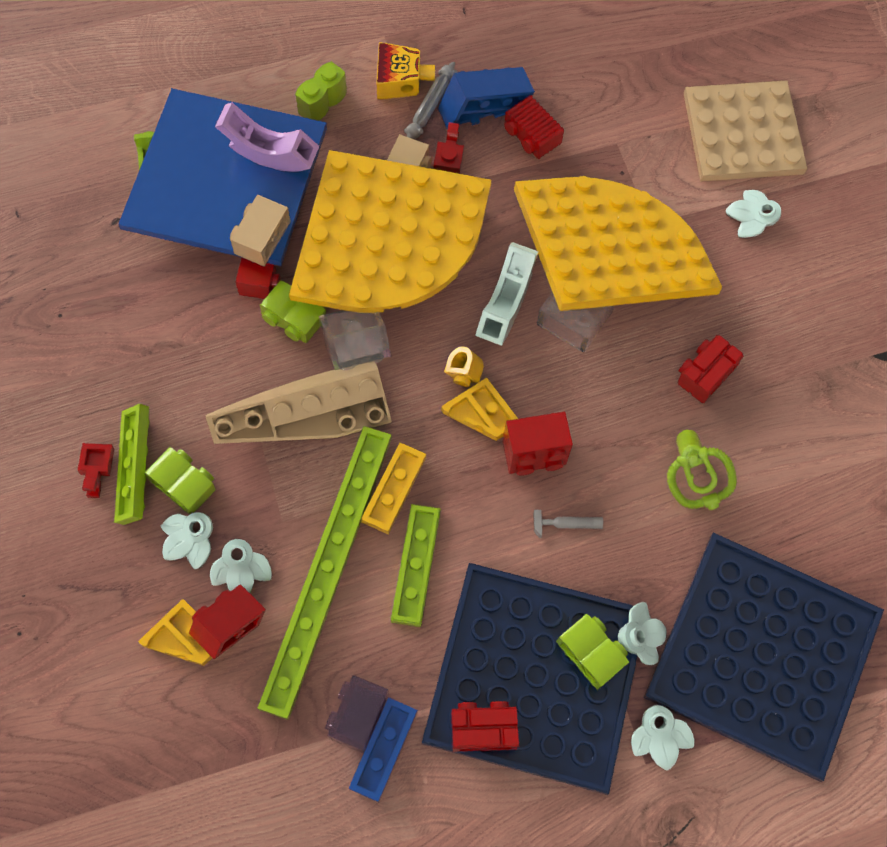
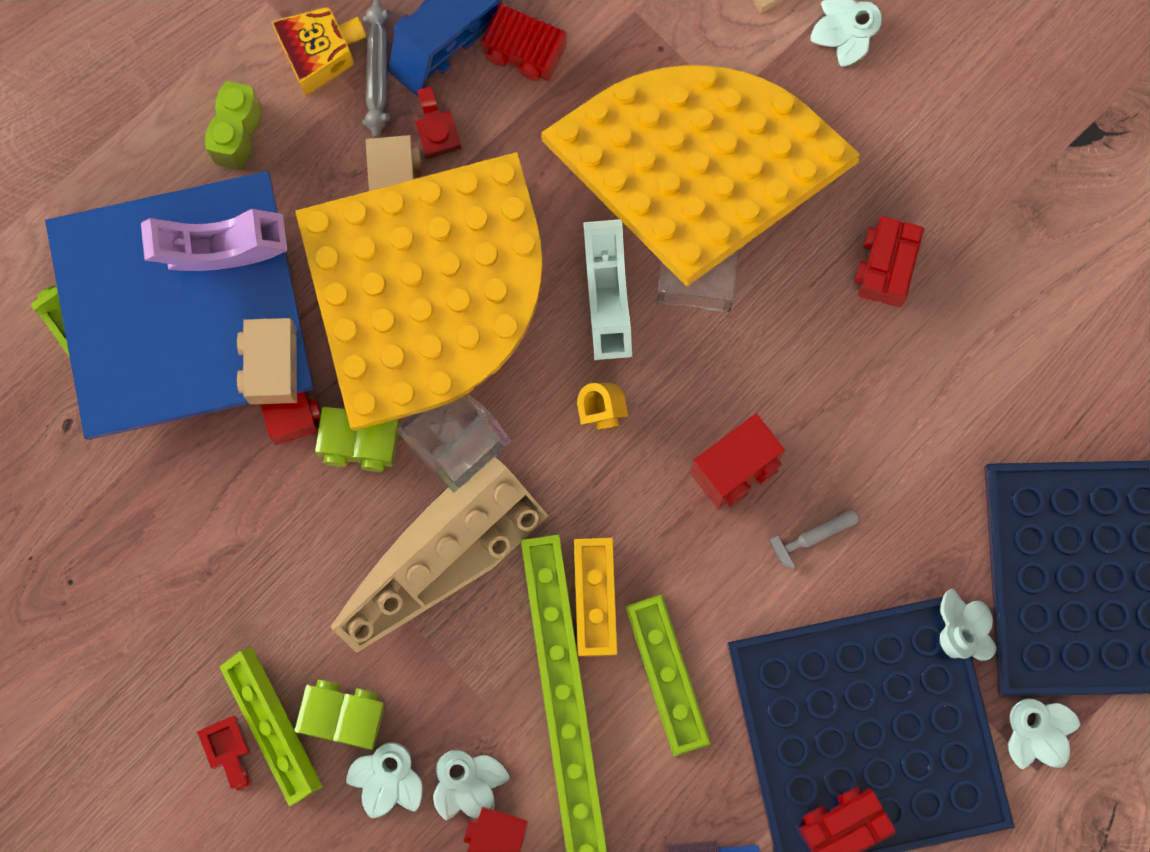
camera: 20 degrees left, 10 degrees up
(481, 410) = (650, 448): yellow wing -> none
(593, 651) = (922, 678): lime brick -> none
(692, 455) = (926, 386): lime piece -> none

